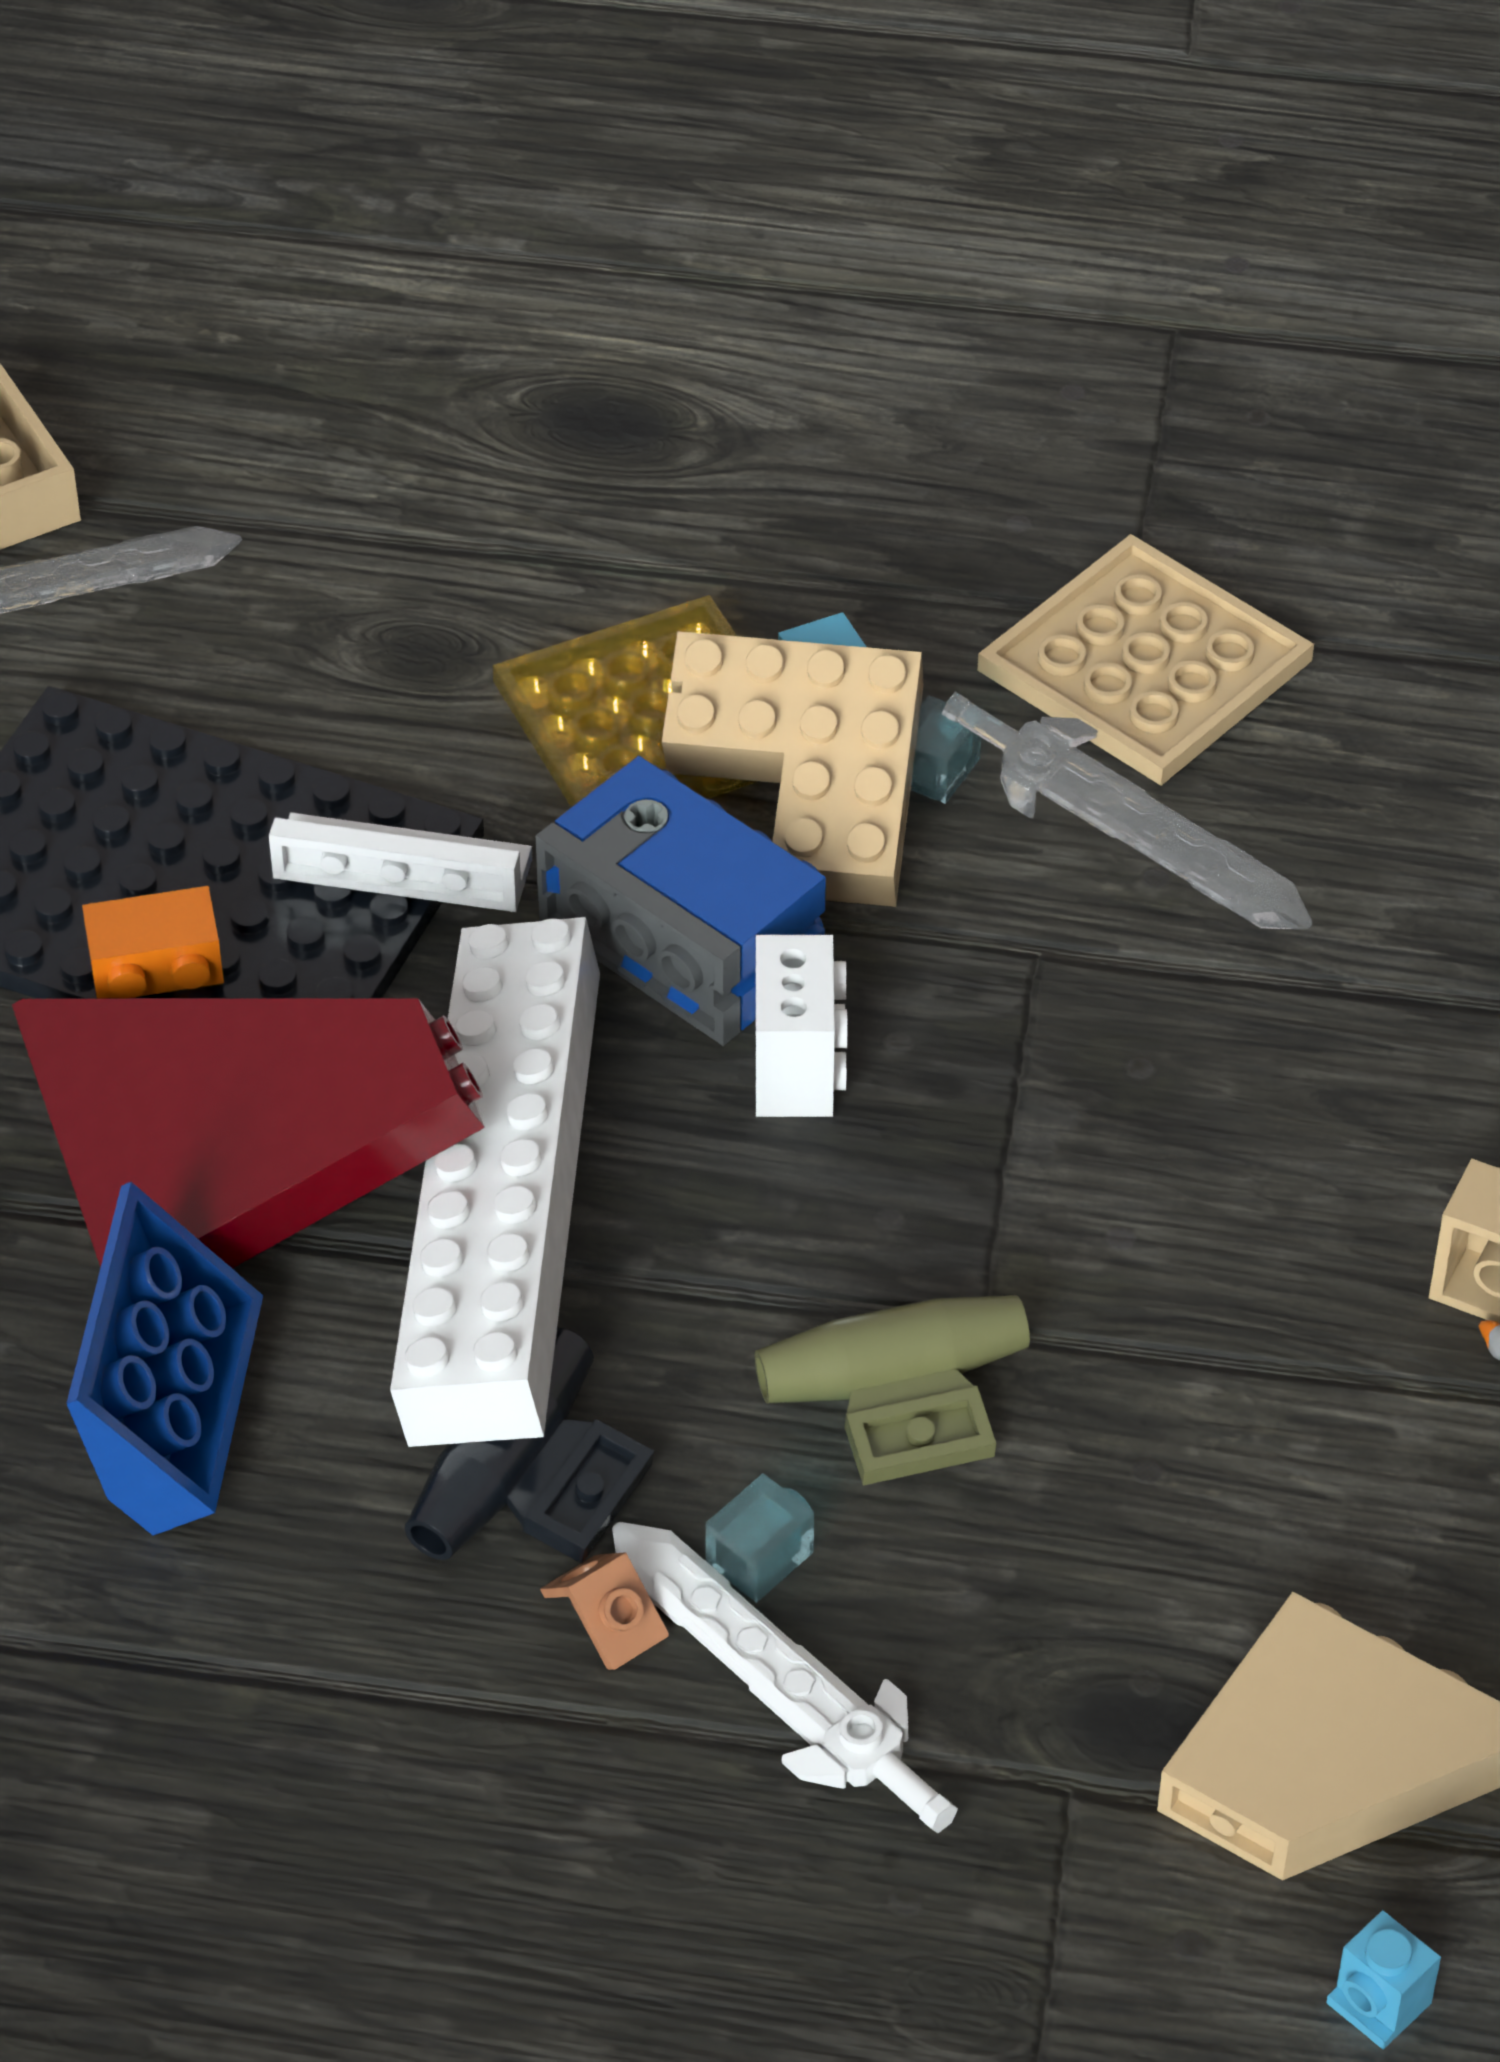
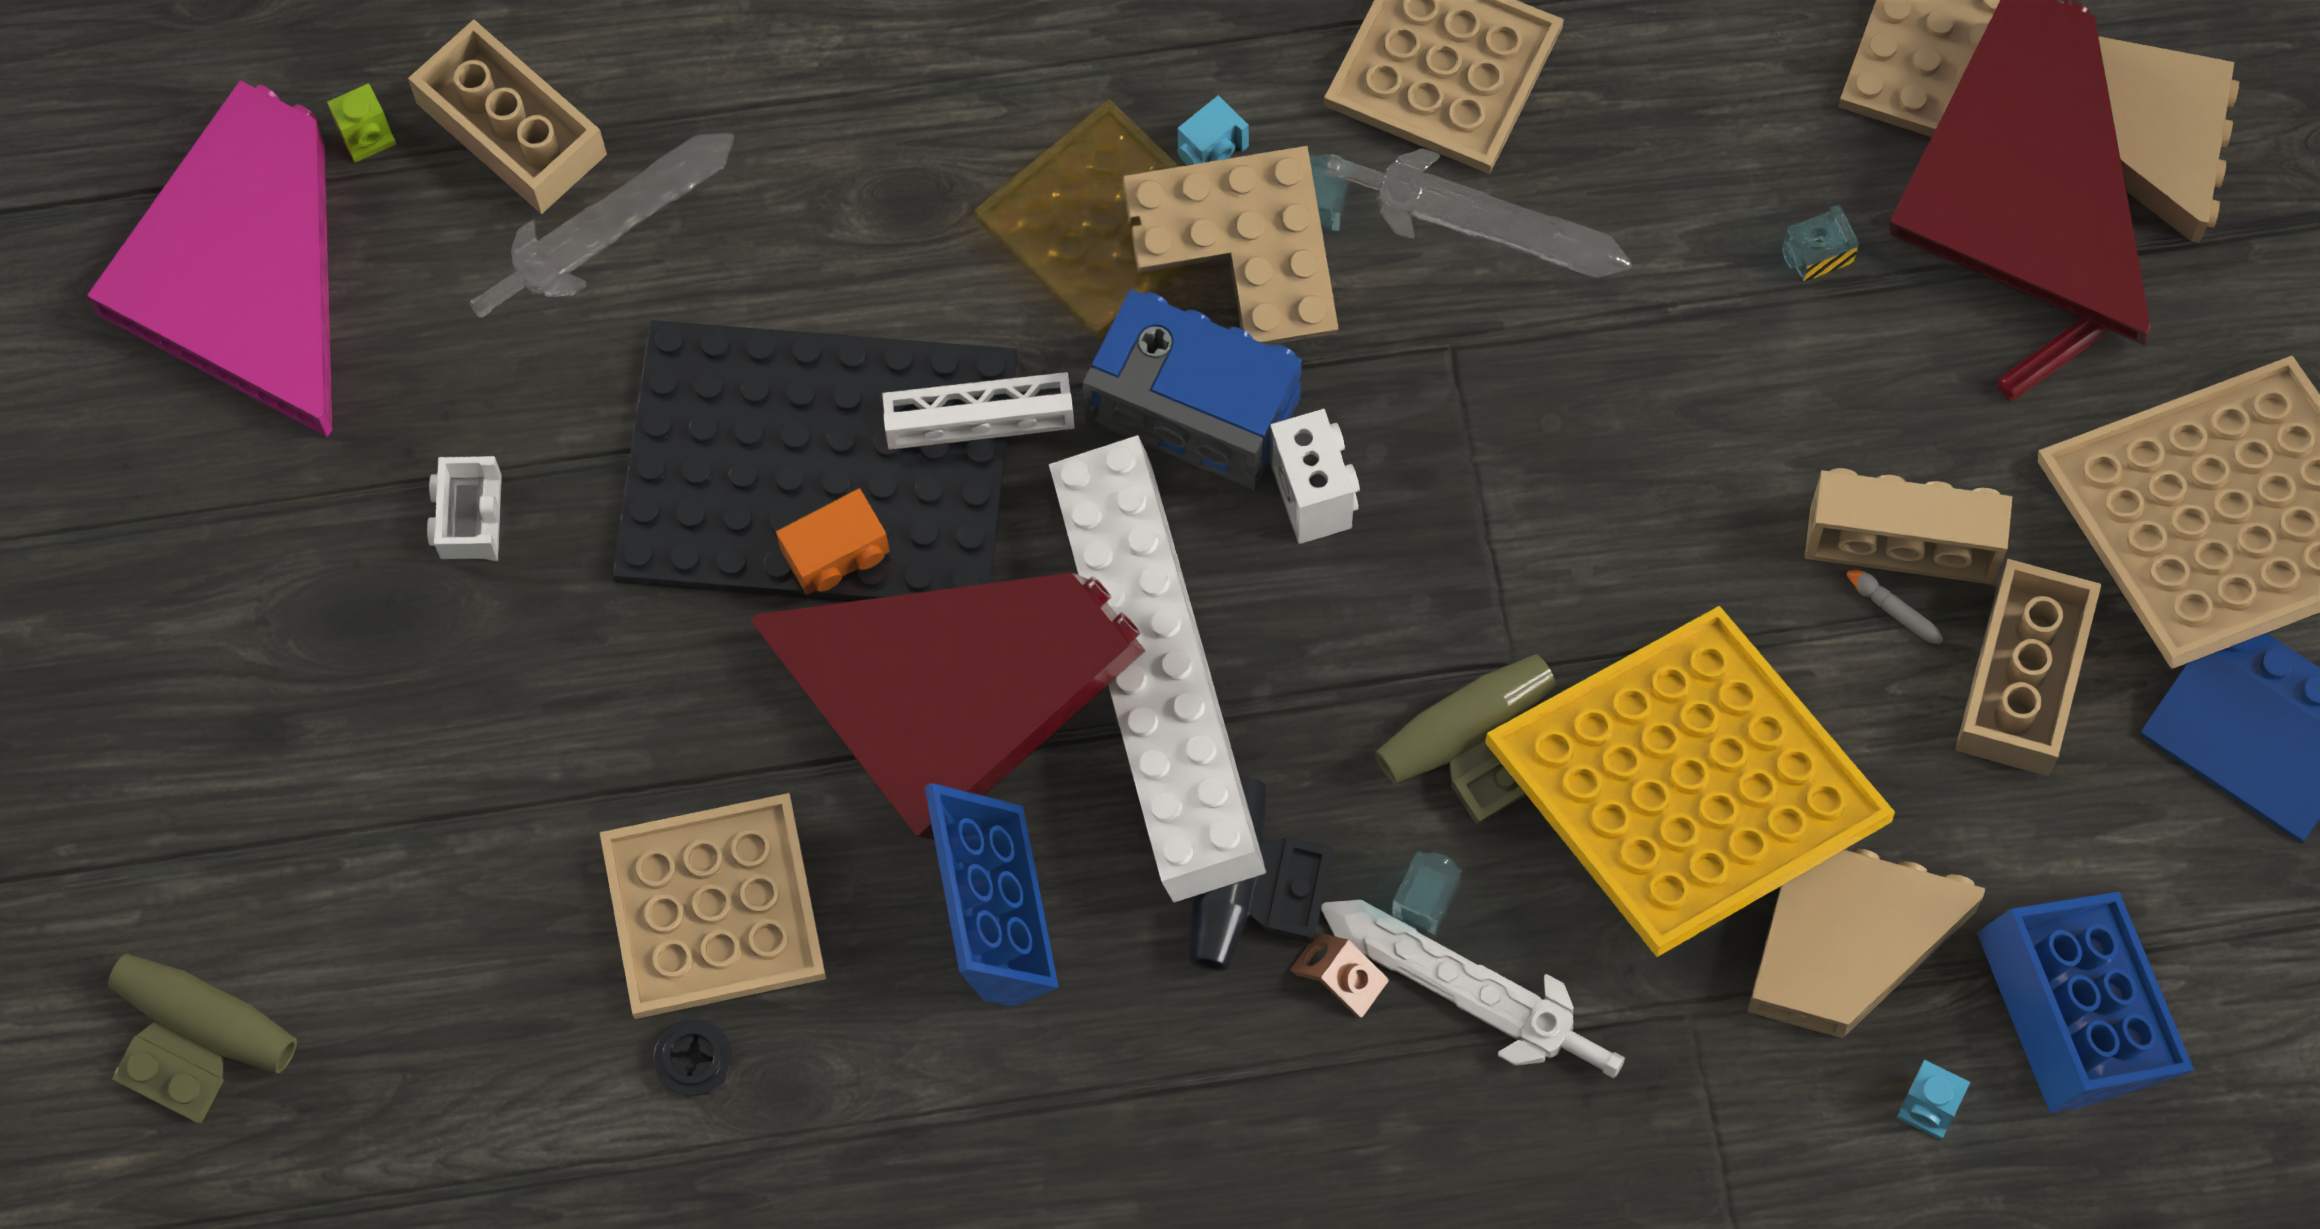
camera: 15 degrees left, 20 degrees up
(1168, 1485) = (1689, 780): none -> yellow plate

